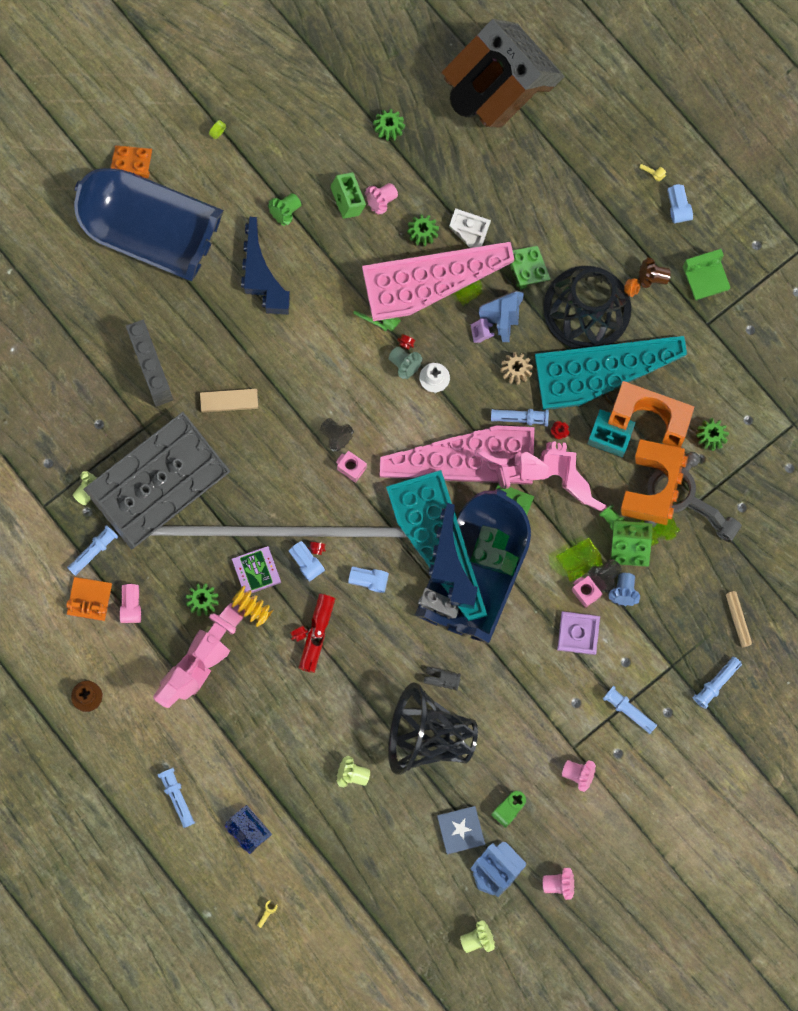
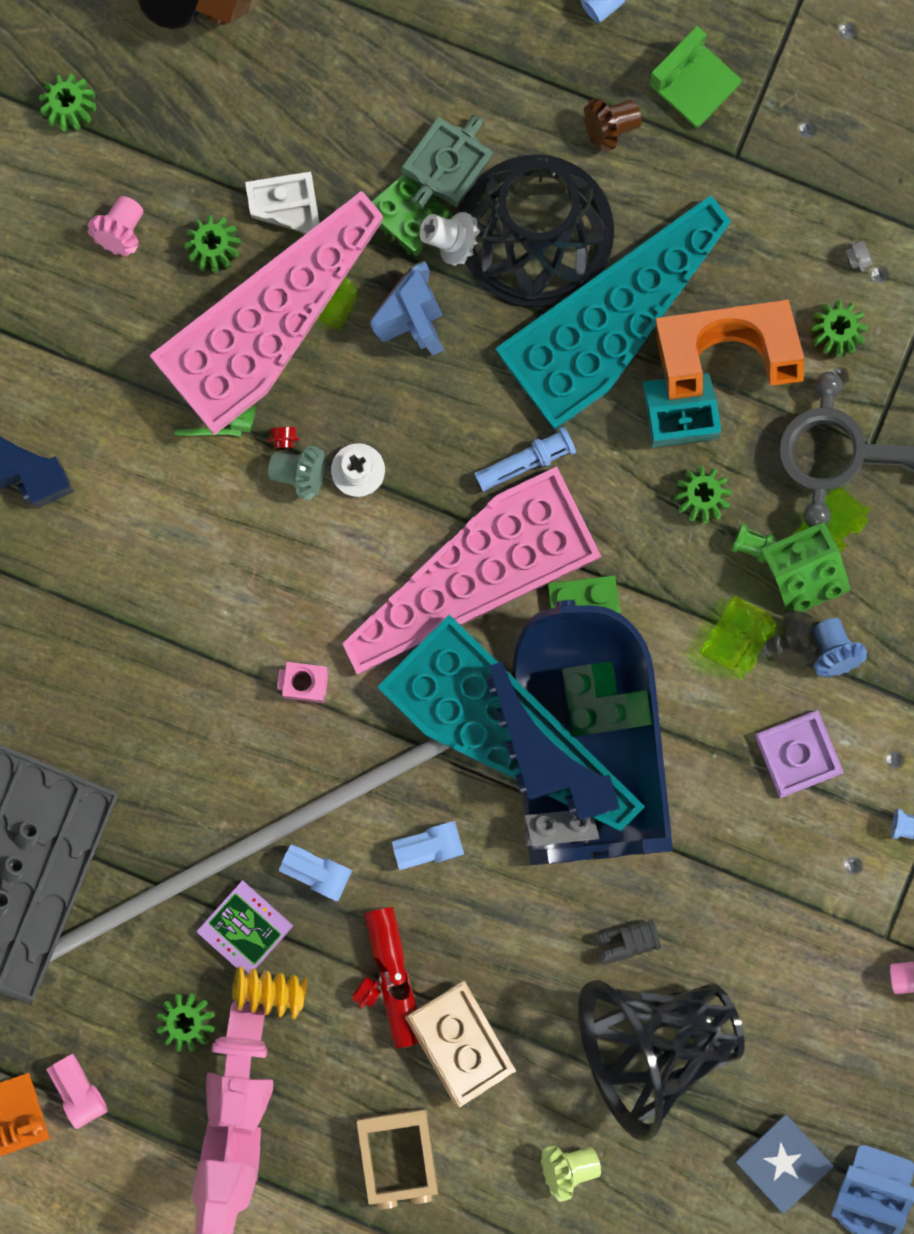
camera: 20 degrees left, 5 degrees up
(229, 400) = (54, 680): tan tile -> none
(278, 703) = (390, 1121): none -> tan window
(317, 548) = (320, 841): red plate -> none
(332, 683) = (460, 1044): none -> tile
(337, 434) = (254, 644): clear smoke gear -> none
(348, 195) = (64, 251): bright green brick -> none
(481, 331) = (390, 356): lavender tile -> none
(507, 810) = (841, 1096): bright green piece -> none
(511, 373) = (491, 388): tan gear -> none
(543, 288) = (453, 236): none -> white gear
(551, 462) = (614, 510): bright pink piece -> none
(558, 425) = (598, 457): red plate -> none
(561, 251) = (447, 161): none -> sand green plate
(586, 600) = (791, 682): bright pink brick -> none
(592, 478) = (694, 502): none -> bright green gear
(632, 287) = (589, 160): orange plate -> none
(658, 506) = (799, 409): orange arch -> none
(742, 404) = (859, 255): none -> light grey plate

